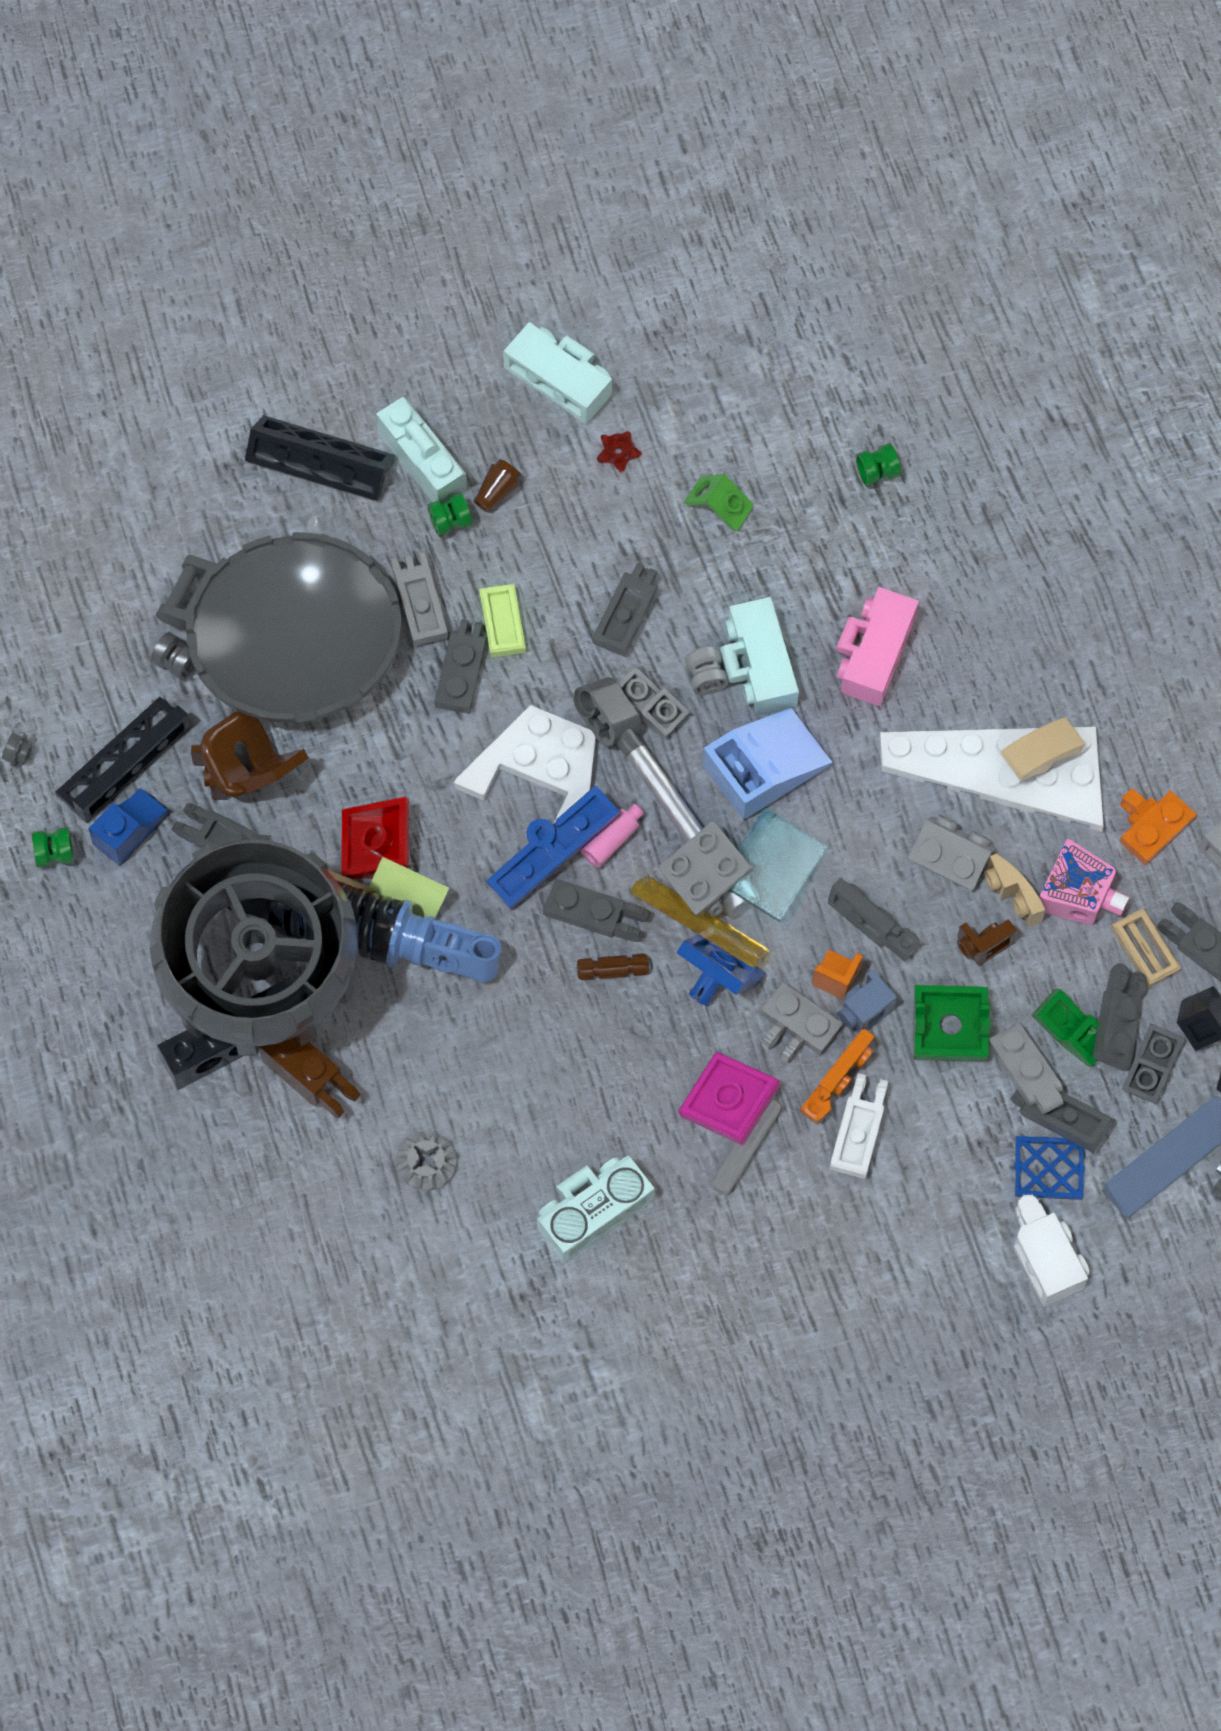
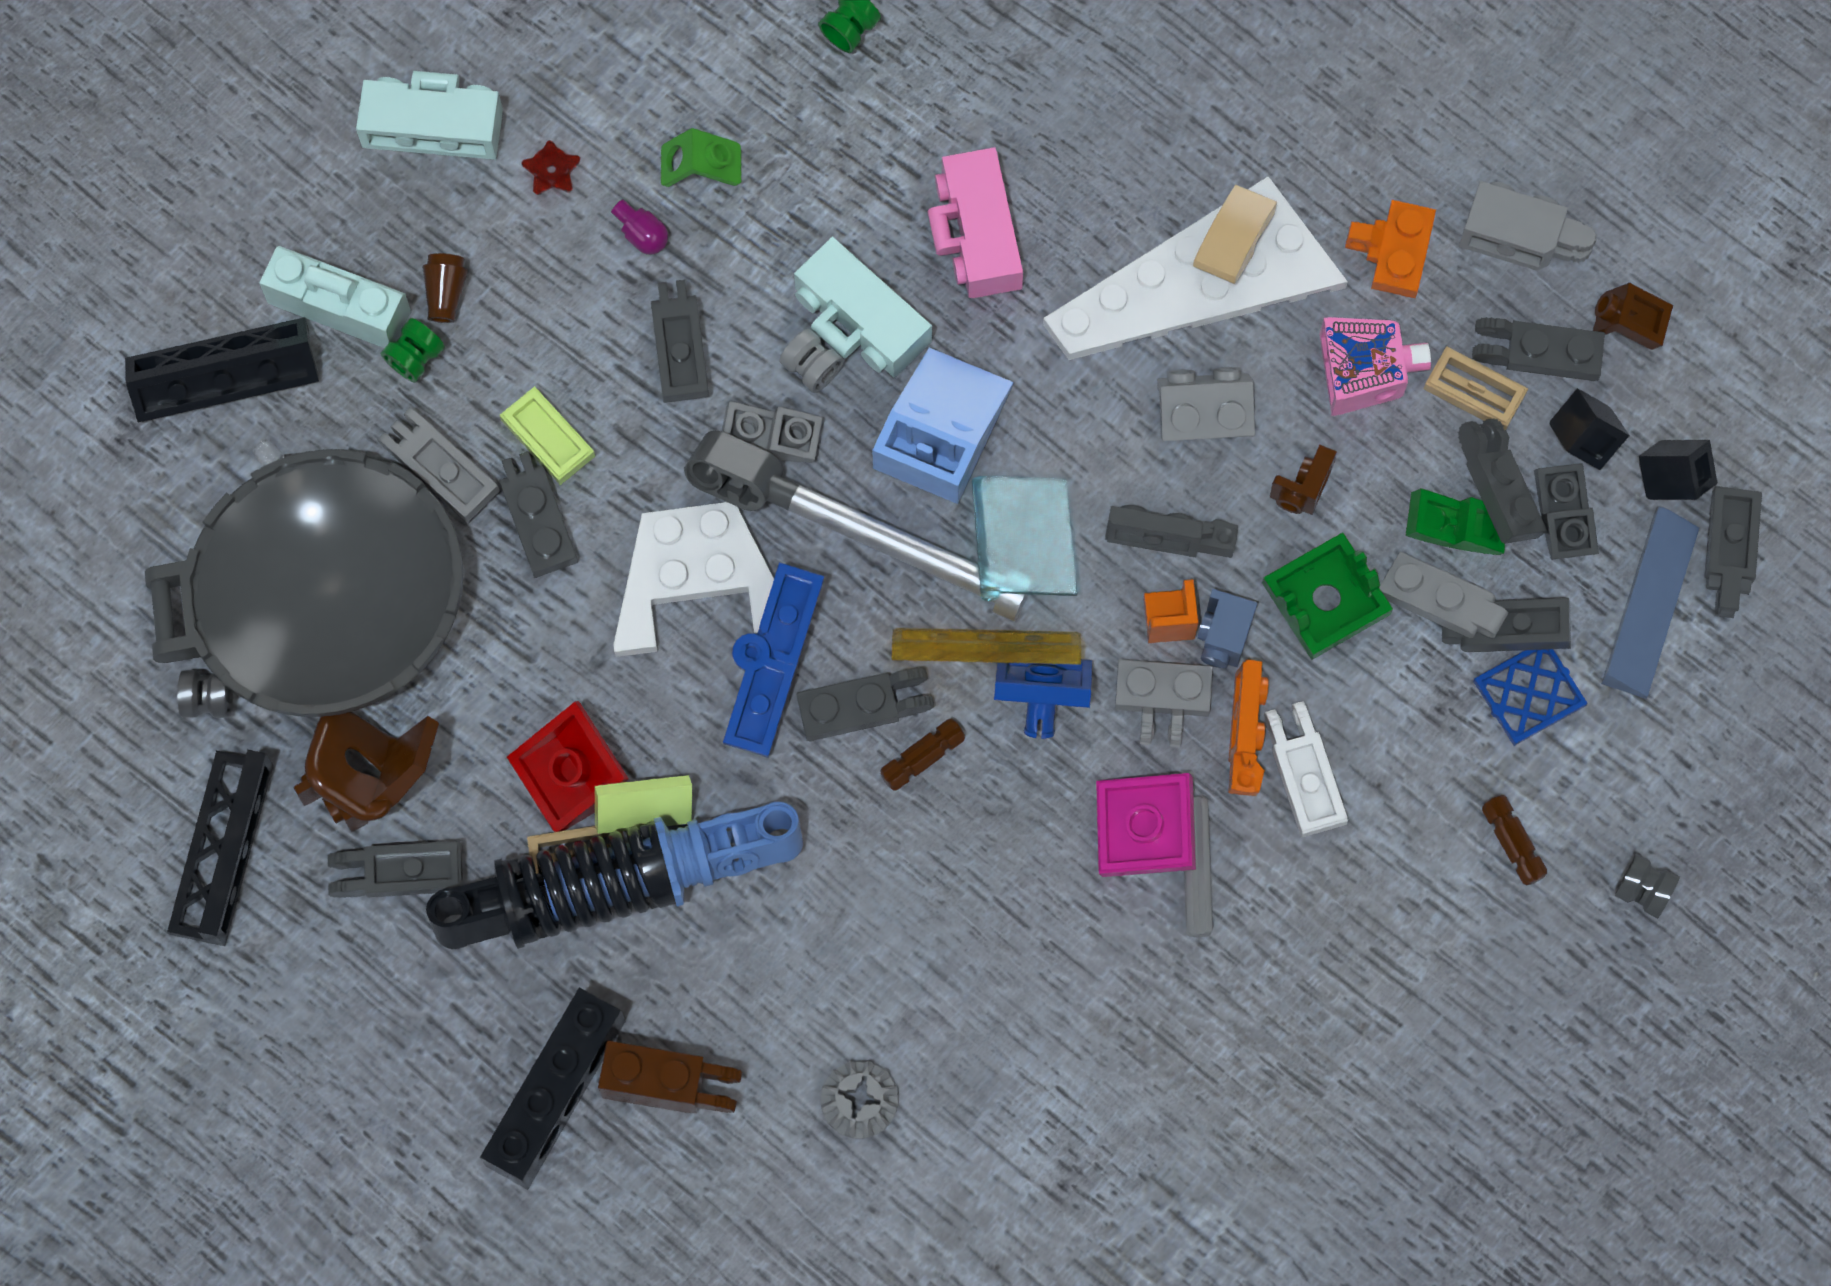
camera: 30 degrees left, 5 degrees up
(17, 749) = (91, 909): dark grey plate -> none
(61, 847) = (216, 992): green wheel -> none
(126, 825) = (276, 921): blue arch -> none
(223, 879) = (514, 881): dark grey wheel -> none
(597, 1210) = (1091, 1017): light aqua piece -> none
(612, 837) = (829, 610): bright pink cylinder -> none
(651, 522) = (641, 228): none -> magenta cylinder
(705, 870) = (959, 585): light grey hinge -> none
(972, 1256) = (1514, 840): none -> reddish brown axle
(1009, 883) = (1285, 401): tan slope -> none
(1040, 1338) = (1647, 886): none -> dark grey wheel
(1047, 1253) = (1592, 787): white hinge -> none

